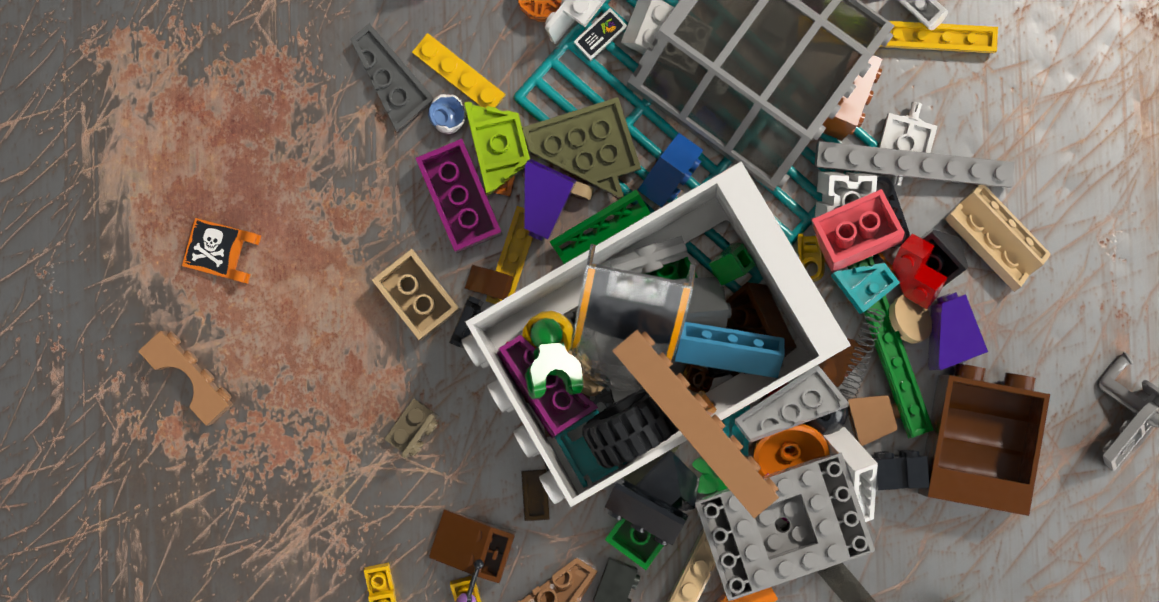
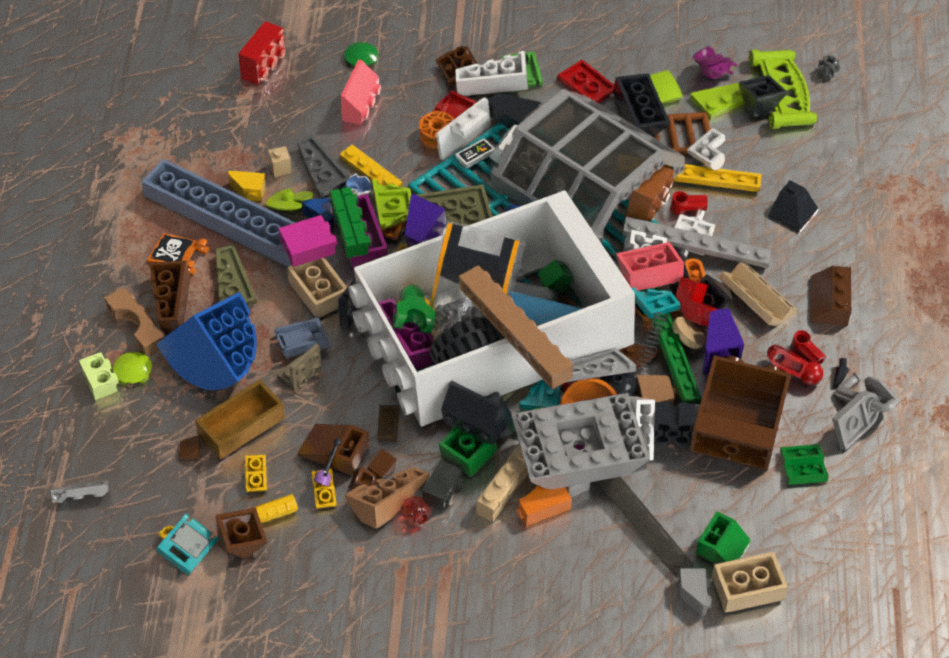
camera: 10 degrees right, 35 degrees down
(150, 473) = (98, 375): none -> yellowish green brick
(196, 446) = (132, 368): none -> lime dish
(223, 332) = (170, 290): none -> reddish brown wedge
(276, 184) = (217, 209): none -> sand blue brick
(292, 563) = (190, 448): none -> reddish brown slope
(297, 126) = (248, 184): none -> yellow slope
(297, 415) = (213, 345): none -> blue brick
(303, 296) = (232, 275): none -> olive wing
(332, 79) = (279, 161): none -> tan brick
(348, 522) = (240, 419): none -> pearl gold piece
(349, 153) = (288, 200): none -> lime piece
(393, 240) = (307, 240): none -> dark pink brick
(395, 160) = (317, 207): none -> blue slope
(403, 379) = (298, 337): none -> sand blue container
(444, 202) = (348, 222): none -> green brick
(515, 585) = (362, 476): none -> reddish brown slope
(536, 563) = (382, 464): none -> reddish brown slope
(901, 89) = (682, 202): none -> red piece
(916, 212) = (697, 267): none -> orange plate
(1042, 80) = (793, 207): none -> black slope
(1047, 355) = (809, 372): none -> red piece
(1062, 500) = (804, 464): none -> green slope
(1066, 325) = (803, 346): none -> red piece
(1094, 230) = (831, 296): none -> reddish brown slope
(1107, 351) = (841, 371): none -> black bar

